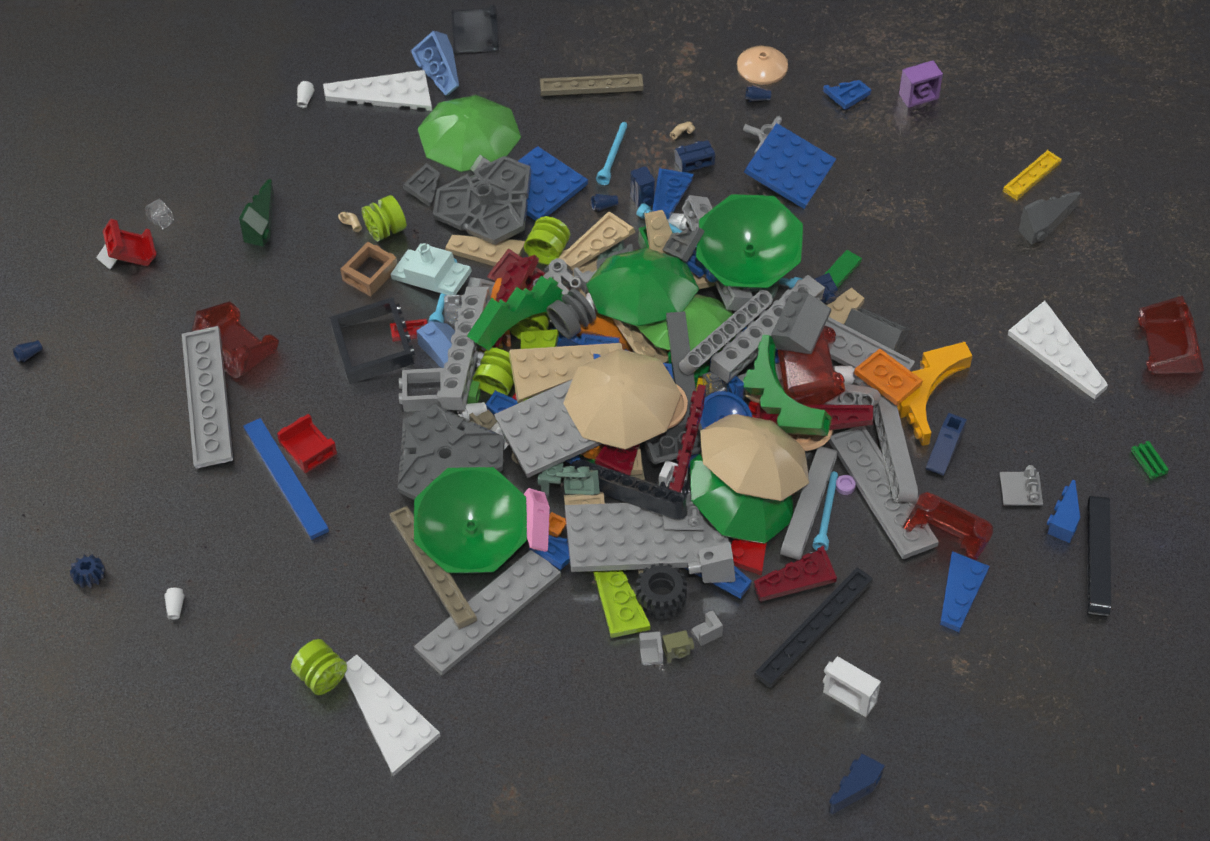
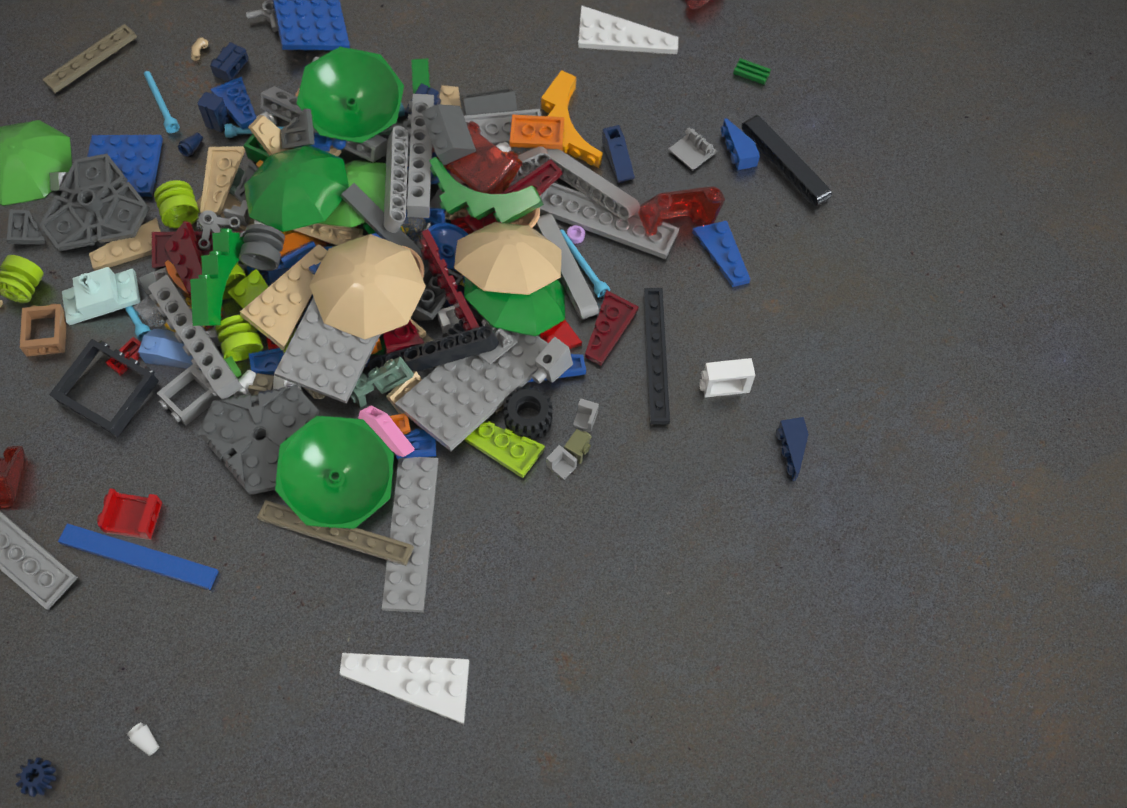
camera: 45 degrees left, 10 degrees up
(318, 666) = (323, 689): lime wheel -> none

